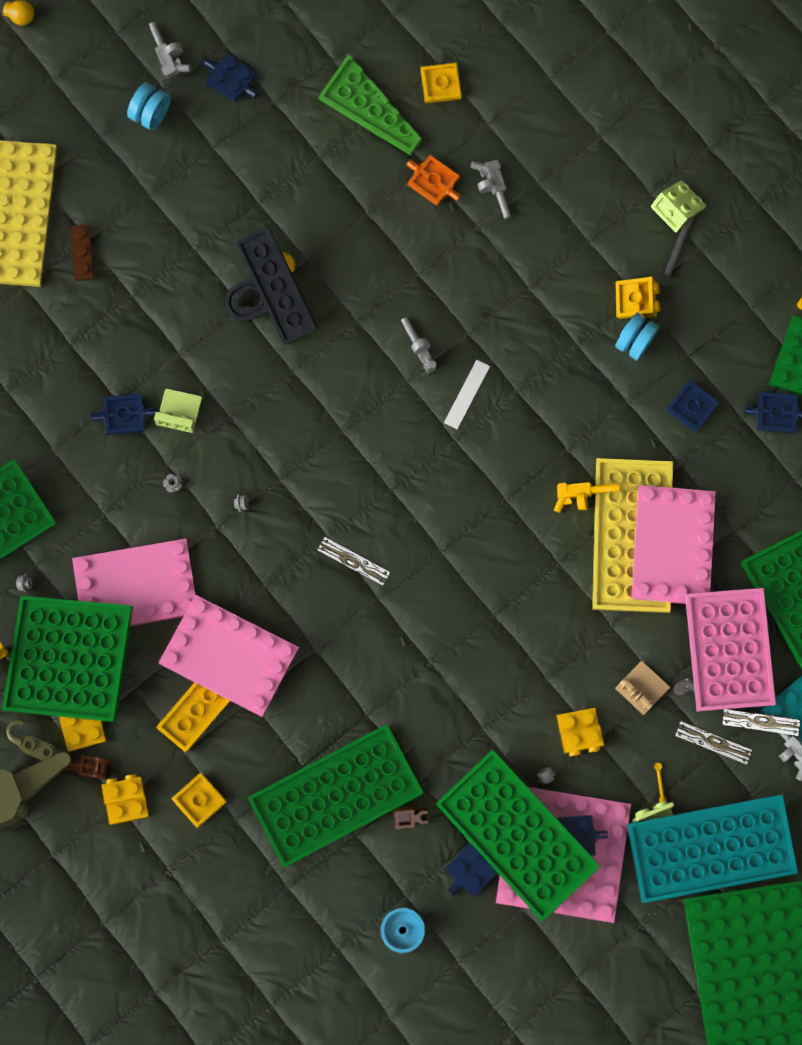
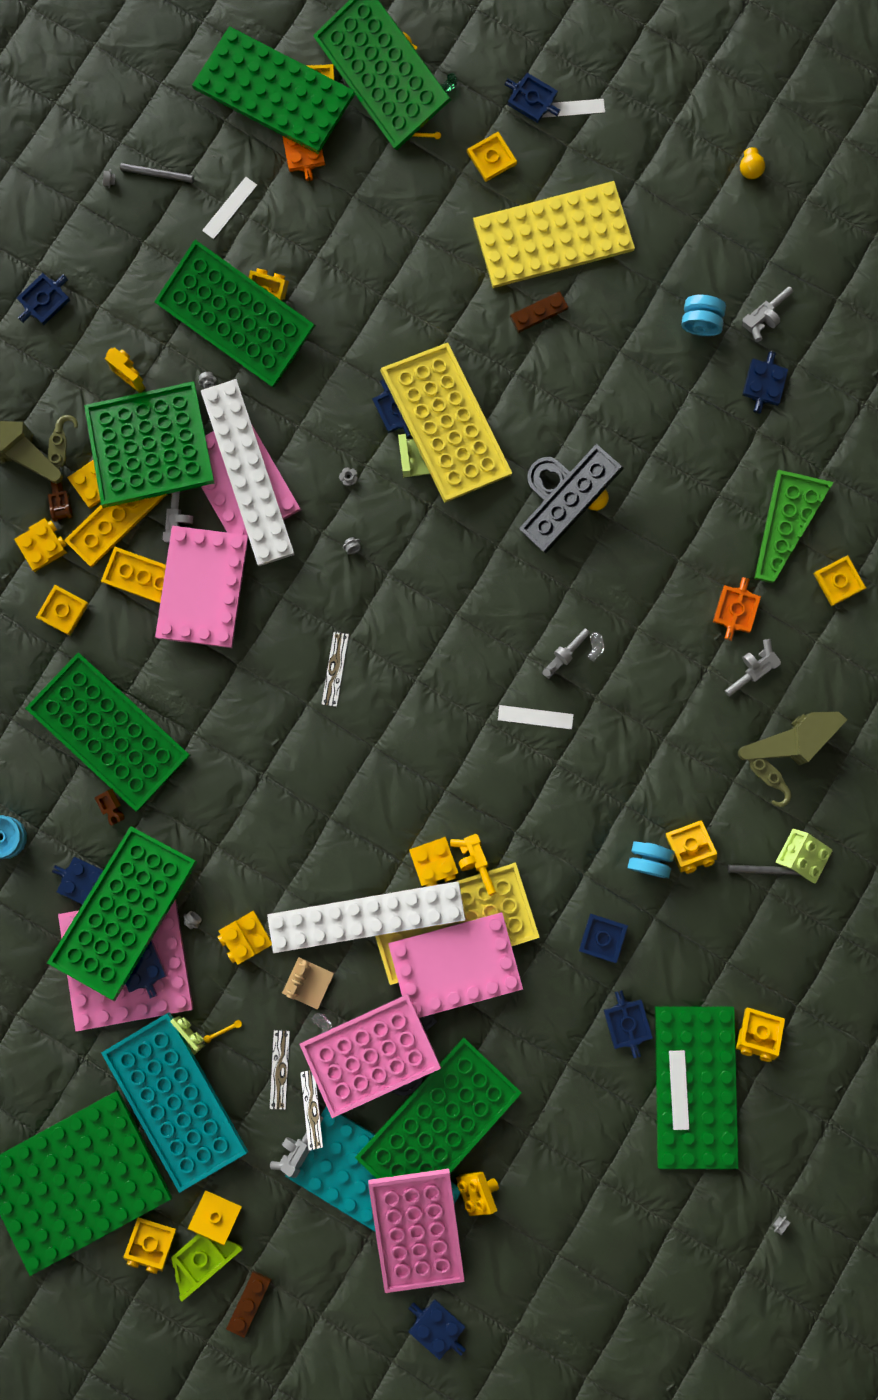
camera: 70 degrees right, 5 degrees up
(132, 574) = (247, 472): none -> white plate
(134, 731) = (107, 527): none -> yellow plate
(150, 661) = (174, 517): none -> light grey piece
(156, 373) = (446, 422): none -> light yellow plate
(421, 314) = (597, 645): none -> clear arm
(570, 532) = (434, 862): none -> yellow plate
(578, 168) = (800, 743): none -> olive slope
(600, 611) = (366, 917): none -> white plate

